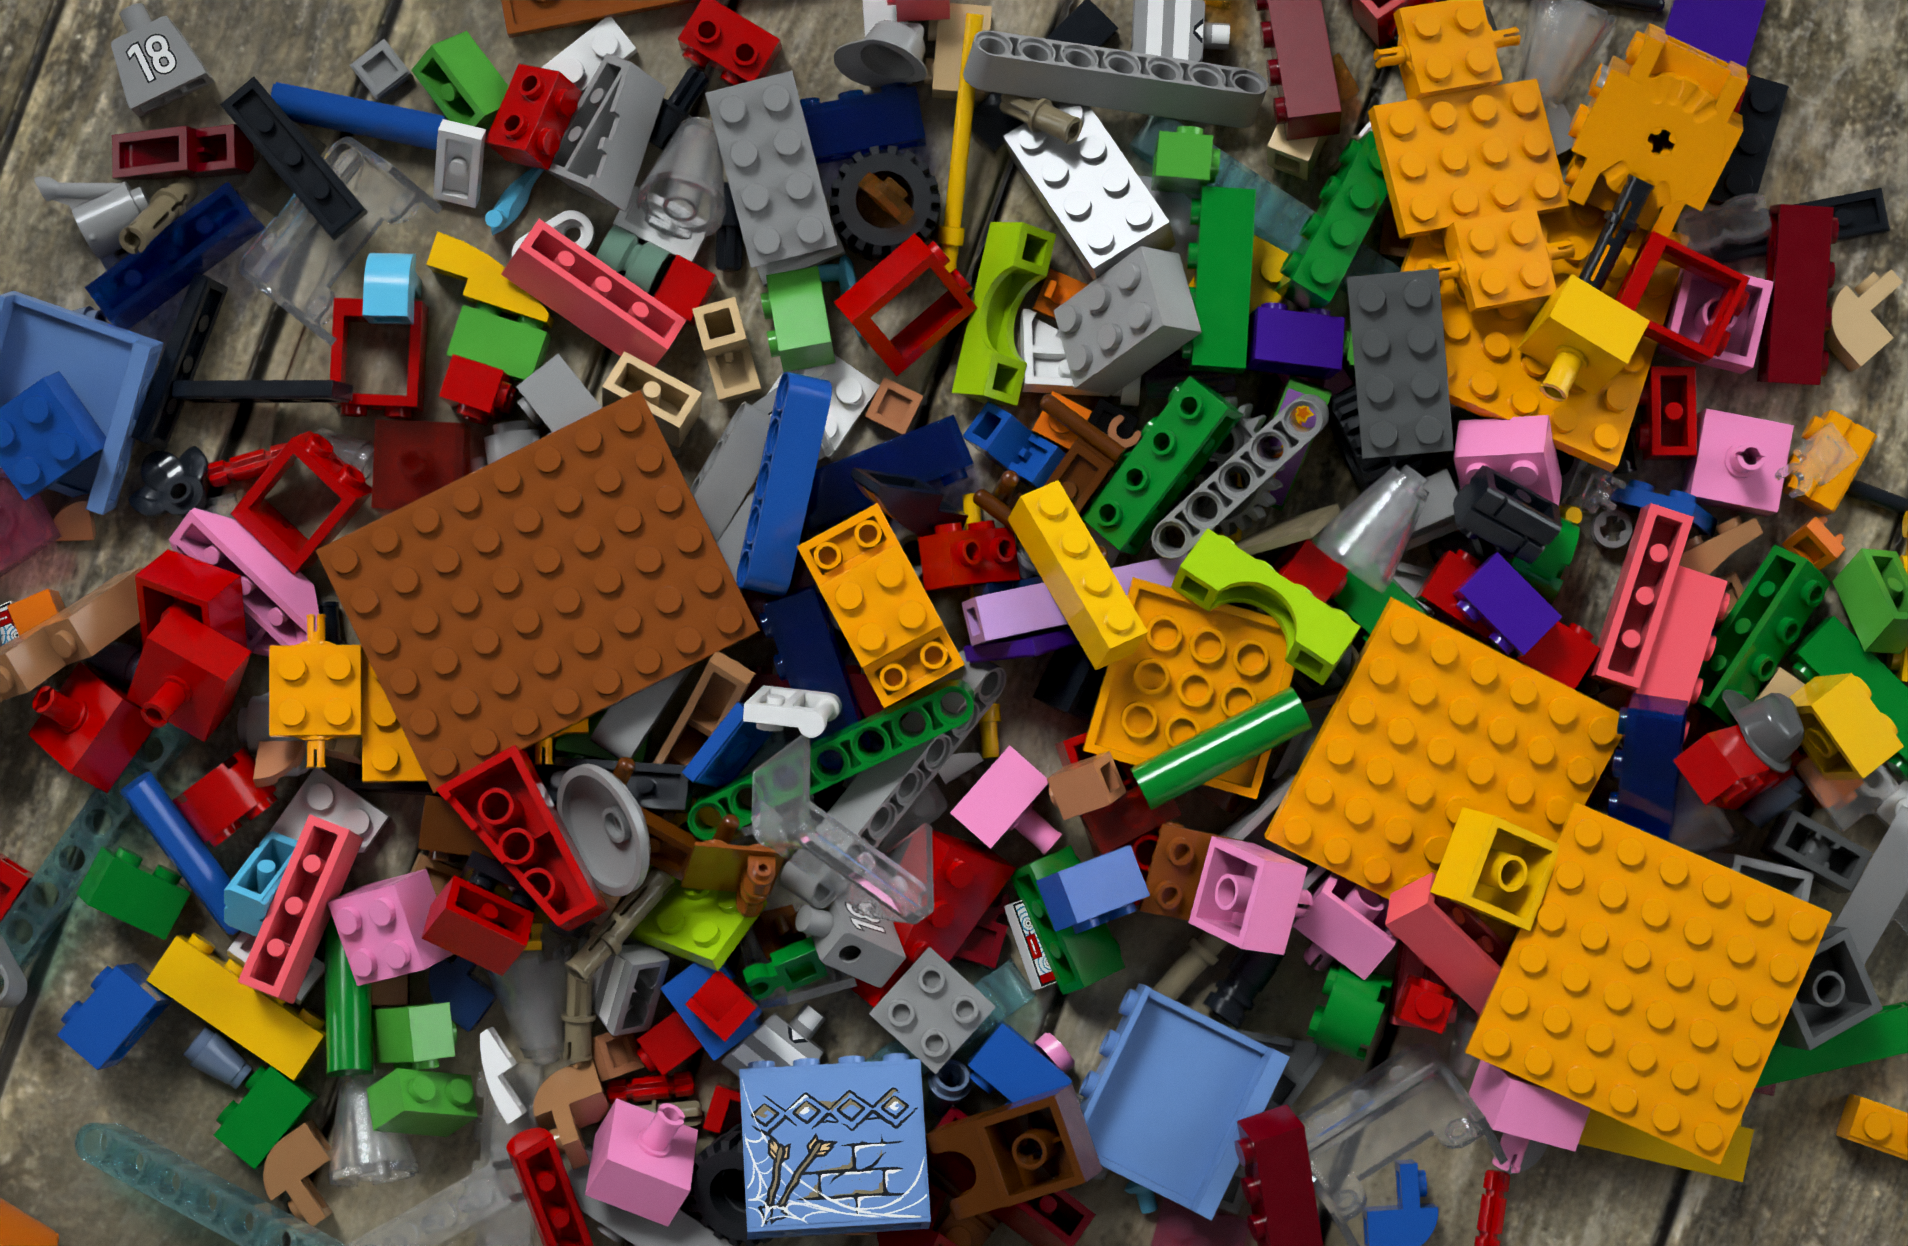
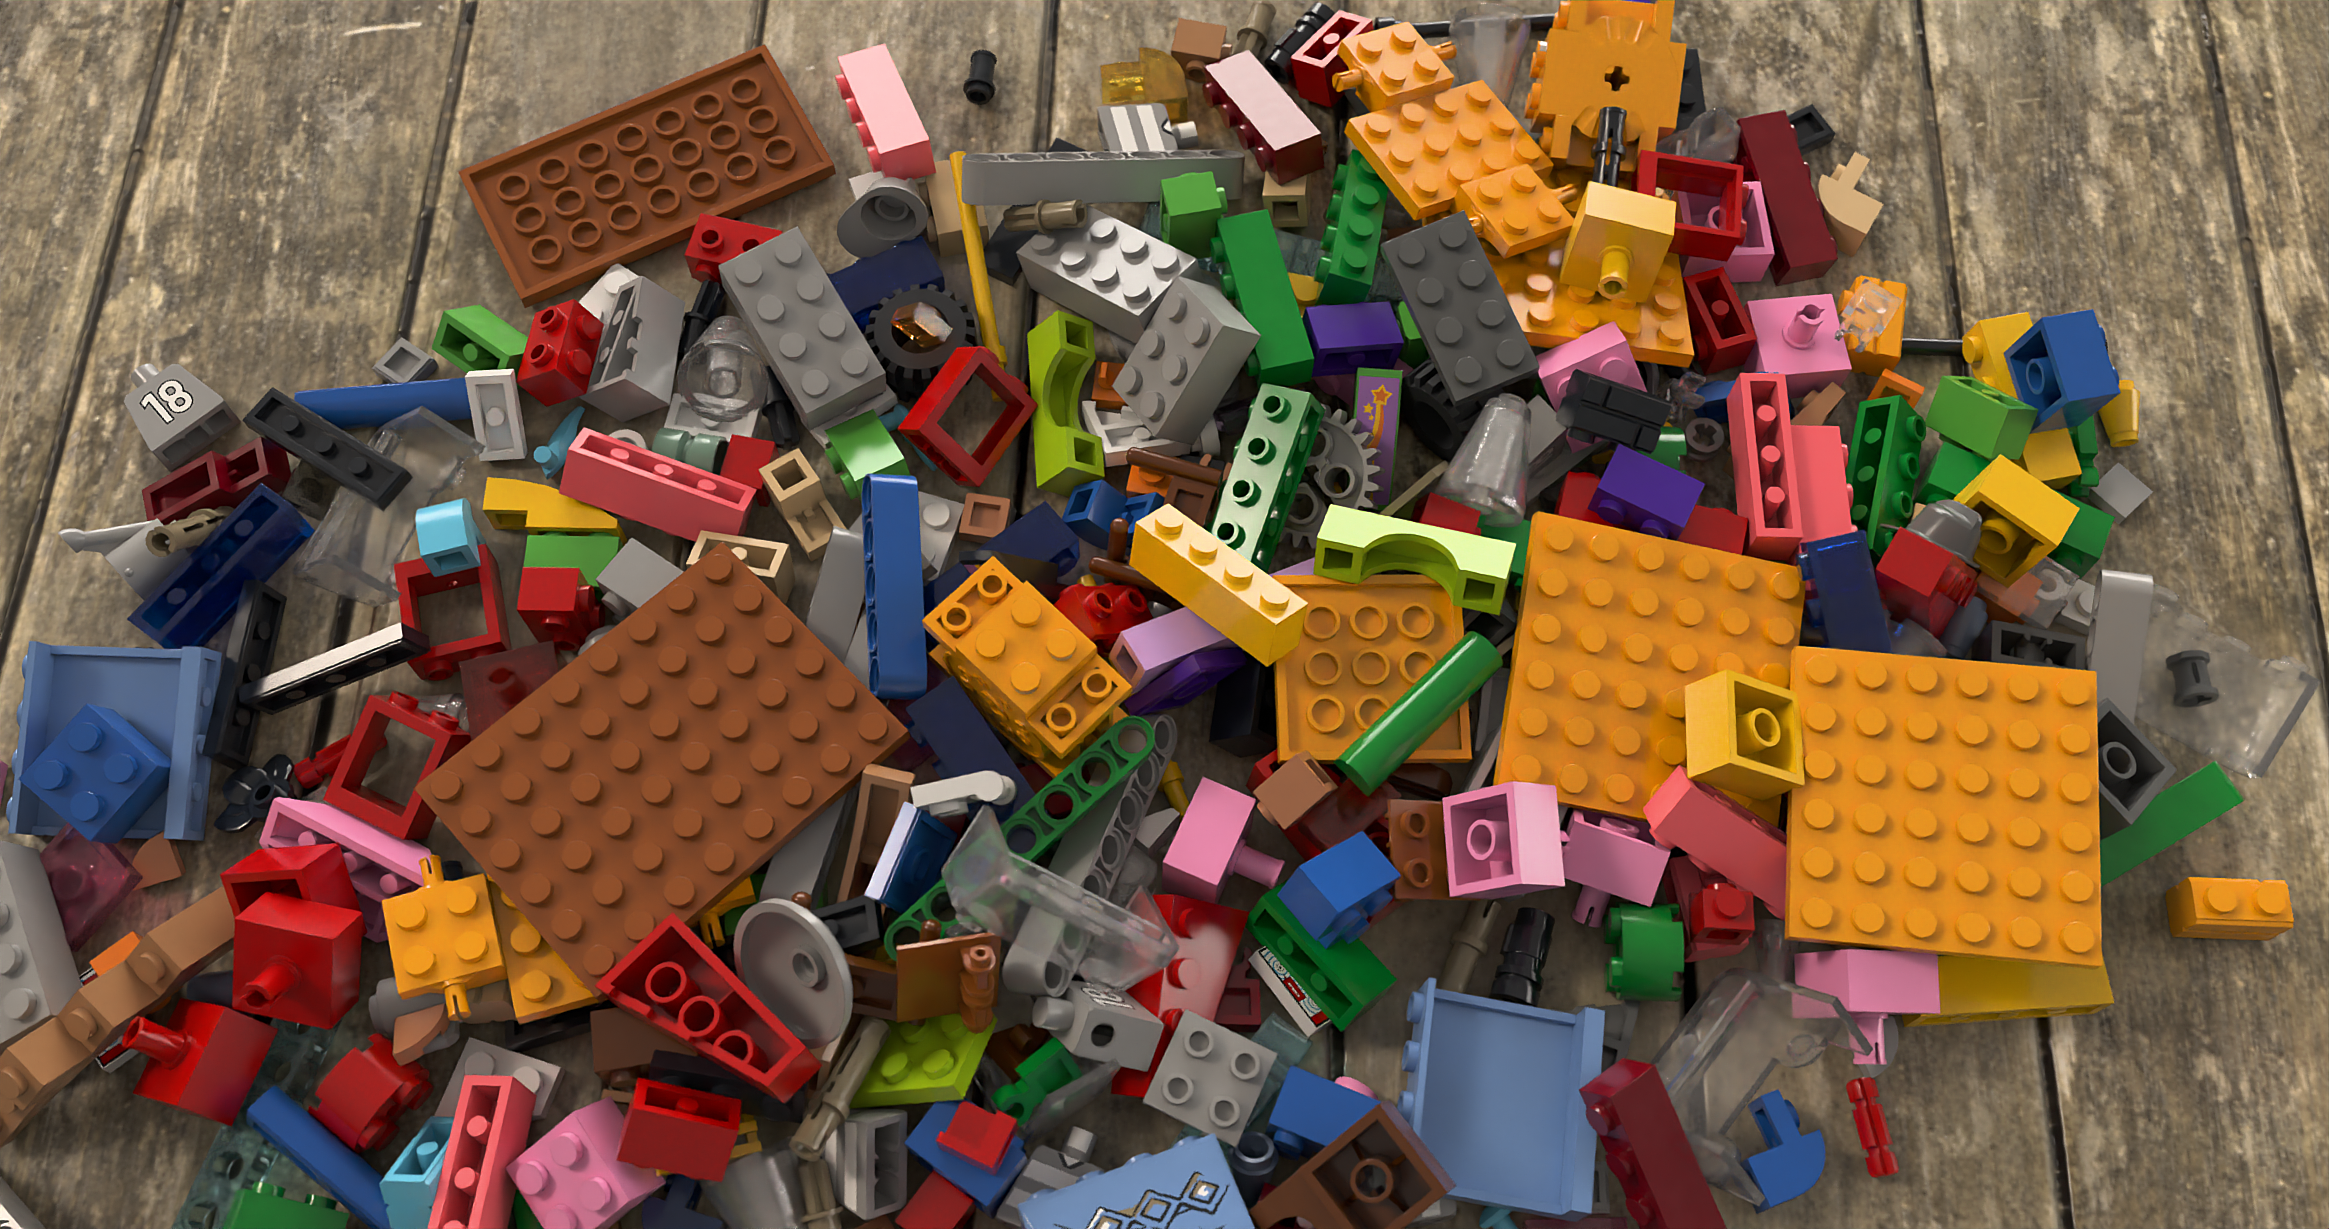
camera: 20 degrees left, 20 degrees down
(1224, 491) = (1344, 438): light grey beam -> none

